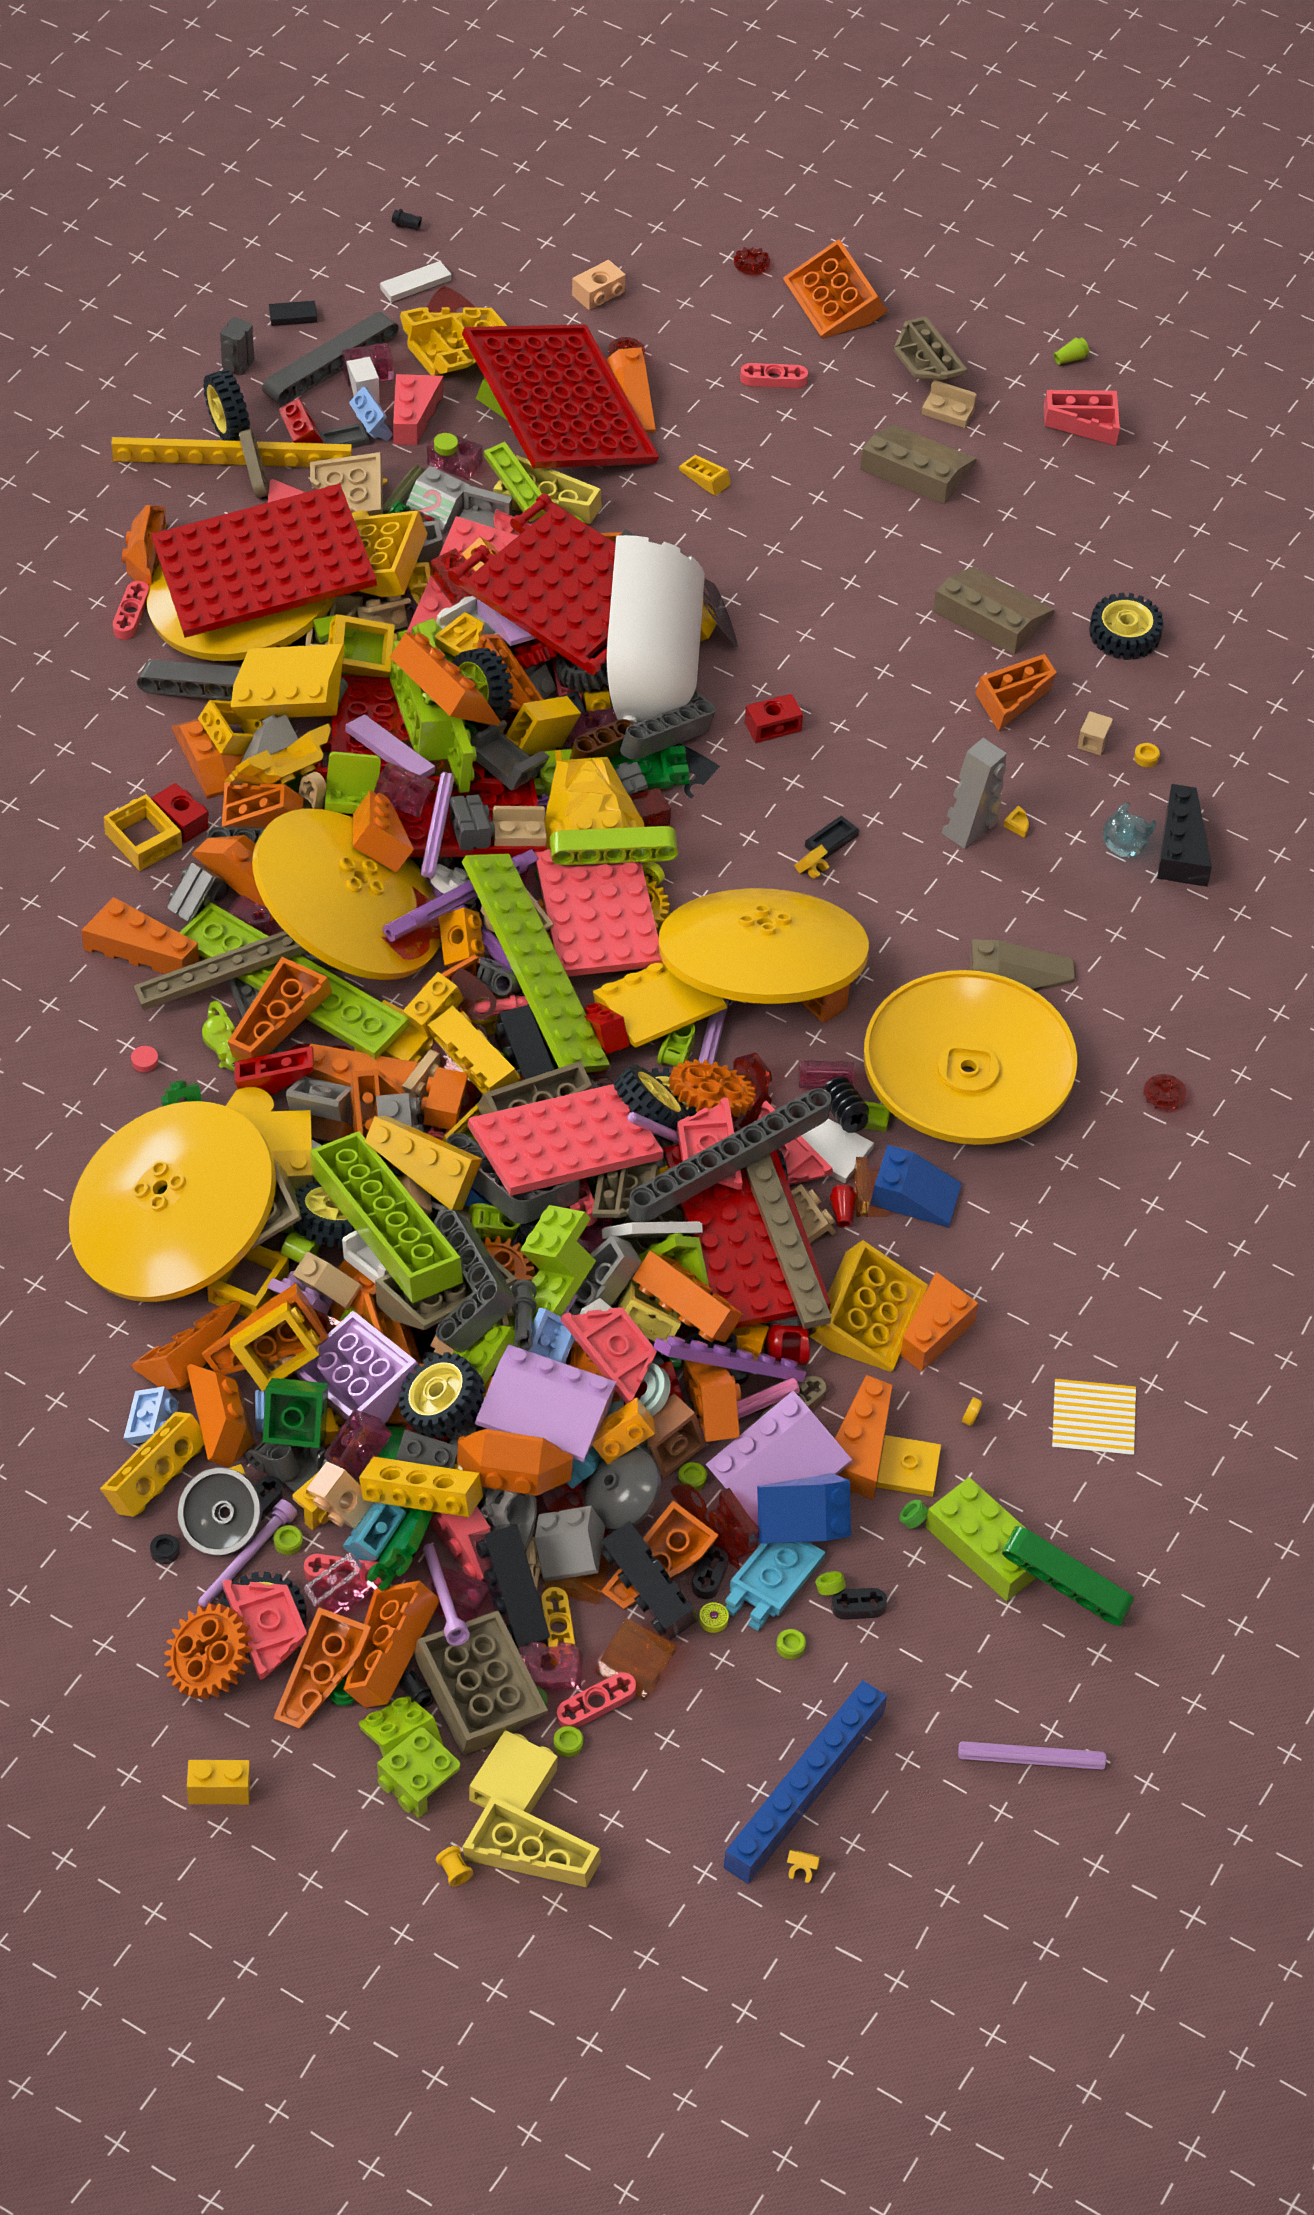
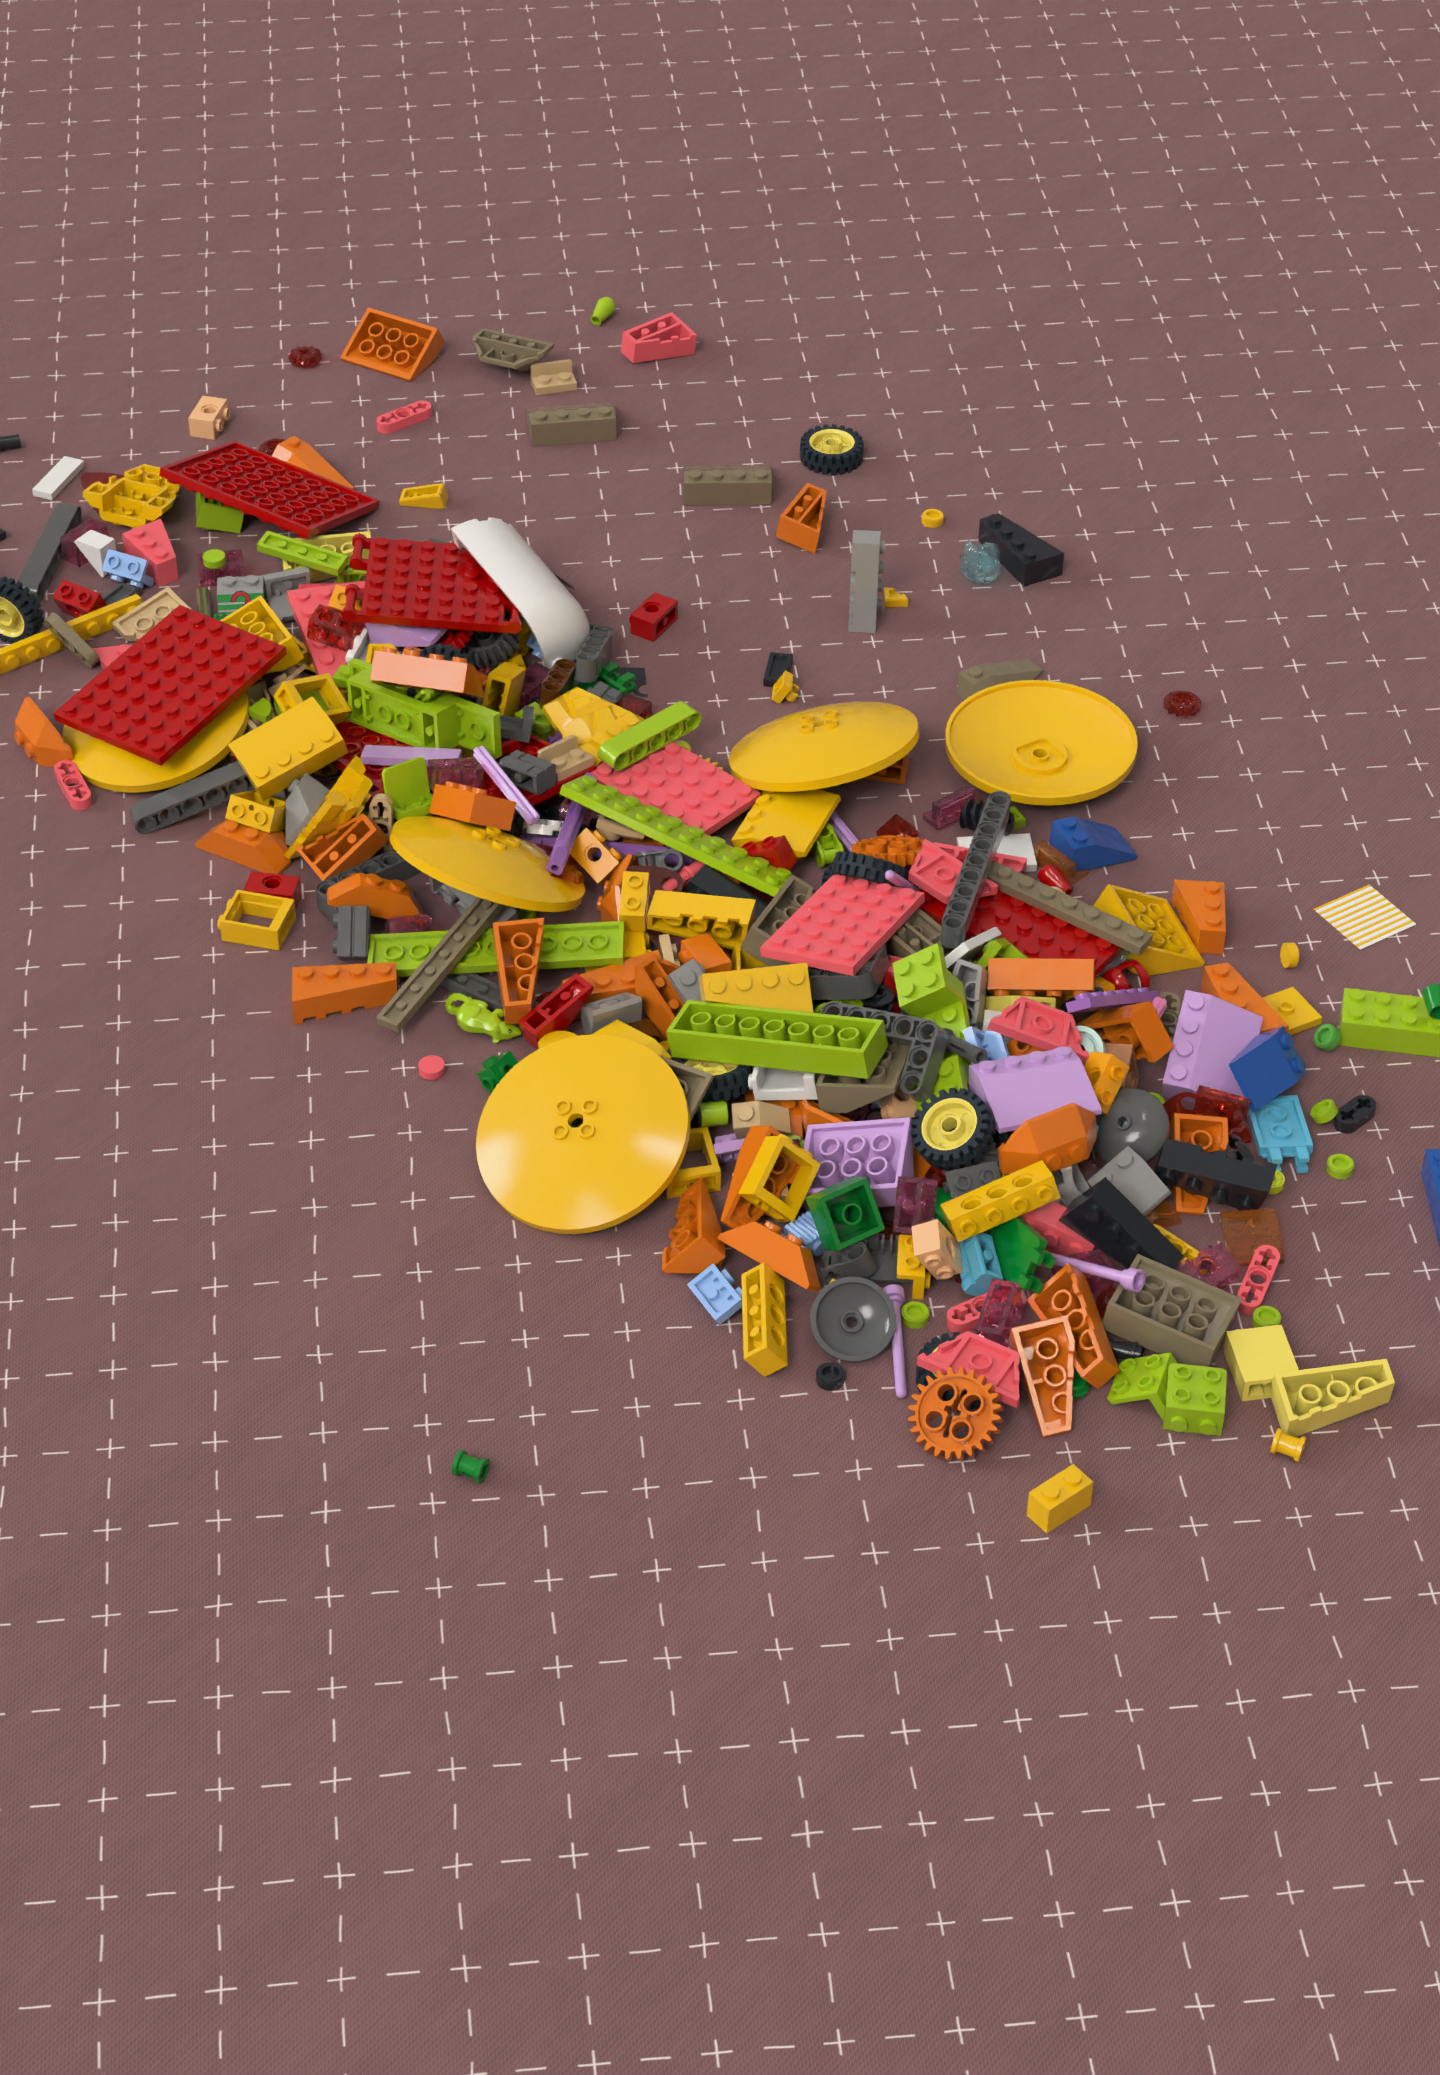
camera: 35 degrees left, 10 degrees down
(1094, 733) = (886, 519): tan panel -> none

